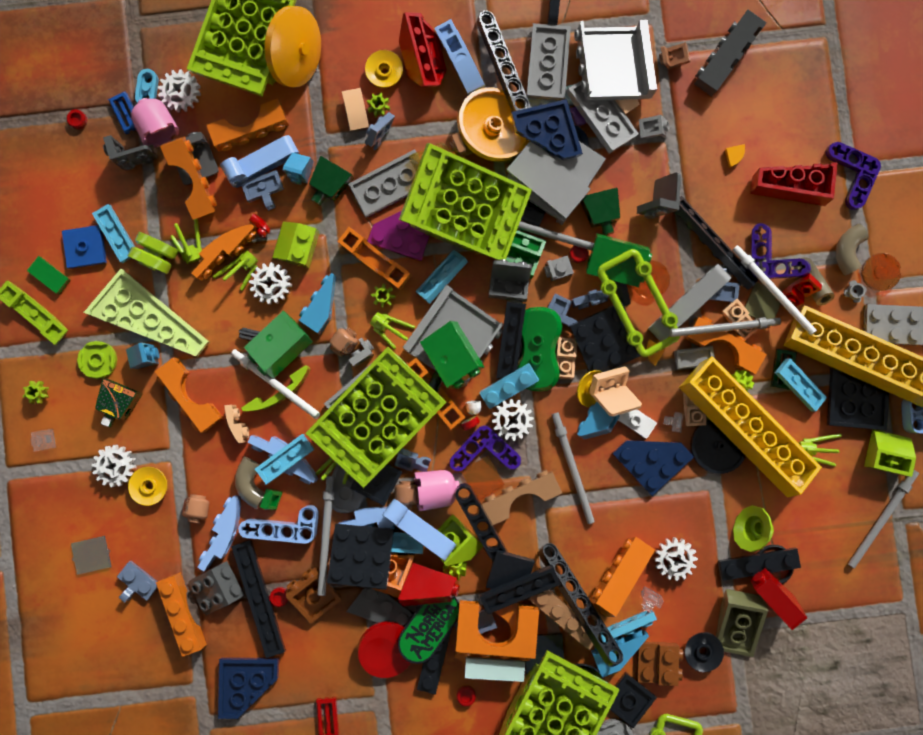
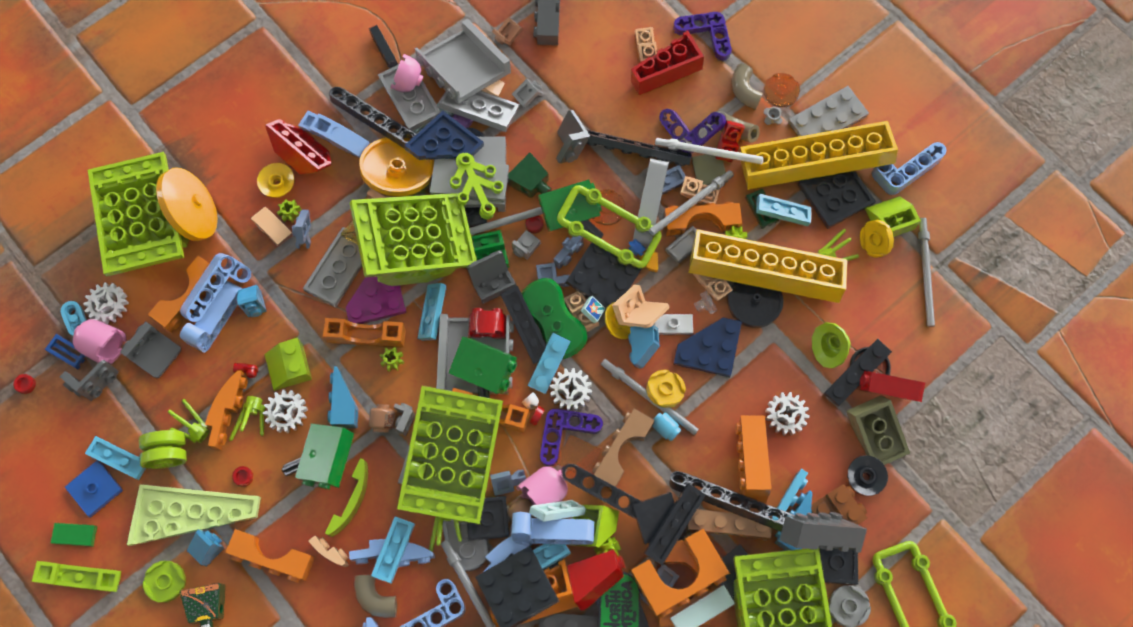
camera: 35 degrees left, 15 degrees down
(180, 154) = (137, 349): orange arch -> none
(205, 314) = (242, 476): none -> red tile
(248, 364) = (307, 492): white bar -> none
(263, 188) = (229, 336): sand blue plate -> none
(271, 499) = (403, 598): green tile -> none
(273, 137) = (213, 289): none -> light blue beam
(328, 181) = (284, 295): dark green torso -> none
(381, 322) = (405, 381): lime plant -> none
(433, 516) = (557, 510): none -> light aqua tile
(480, 319) = (487, 323): none -> red cylinder
(550, 186) = (476, 182): none -> lime plant
(557, 44) = (407, 75): none -> bright pink cylinder
(569, 502) = (666, 426): none -> medium azure brick
(576, 364) = (592, 309): none -> tile
(590, 471) = (665, 388): none -> yellow tile
(632, 679) = (822, 532): none -> dark grey wedge
(650, 335) = (636, 247): none -> blue plate
(651, 599) = (791, 462): clear tile -> none
(734, 154) = (605, 74): light orange tile -> none
(790, 148) = (645, 43): none -> light nougat slope
(862, 464) = (877, 238): none -> yellow tile

